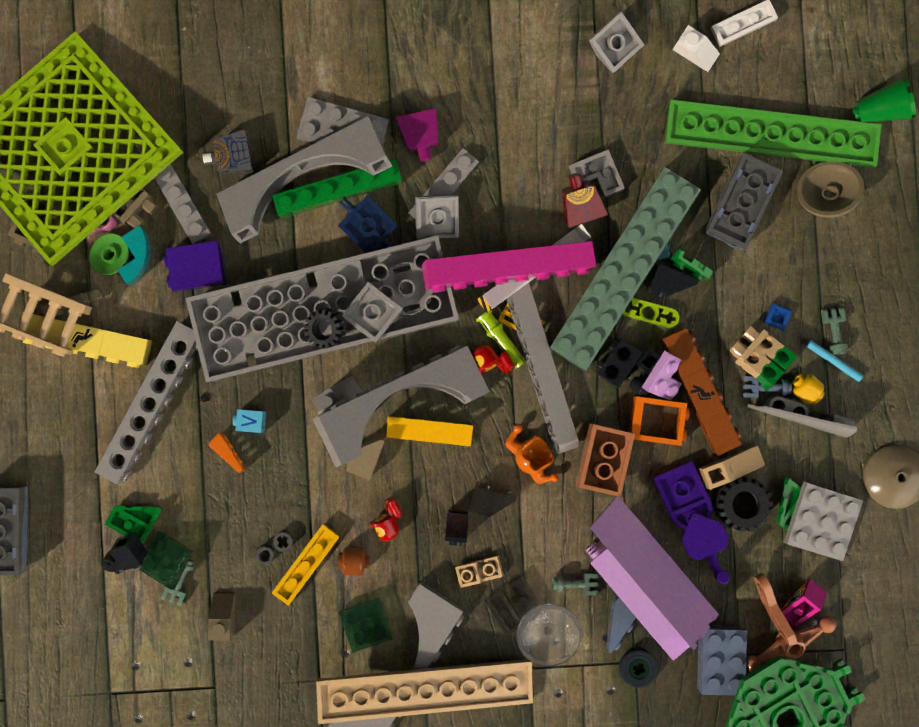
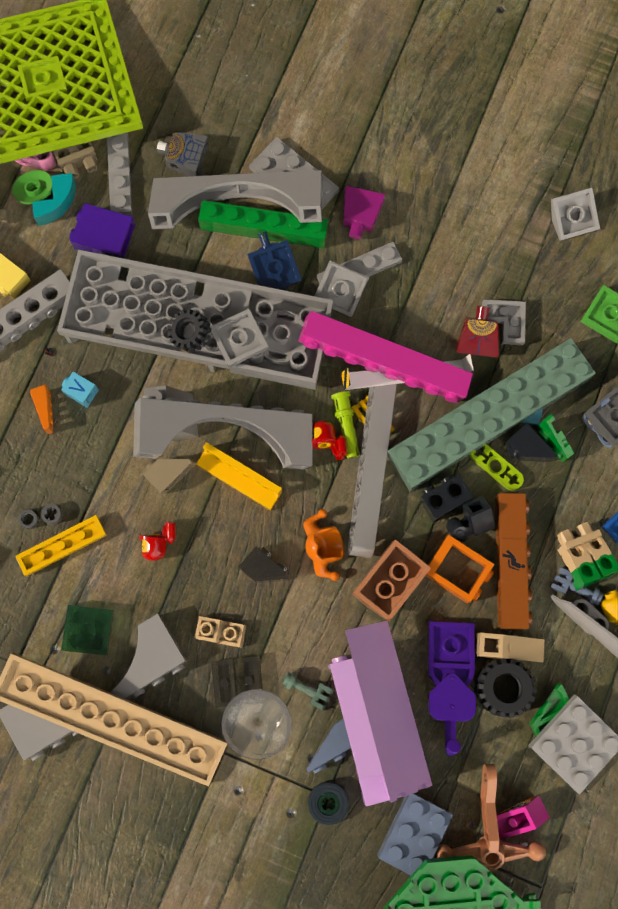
camera: 25 degrees right, 10 degrees down
(353, 561) = (106, 563): dark orange head -> none
(456, 528) = (219, 577): black slope -> none
(660, 379) = (477, 528): lavender plate -> none

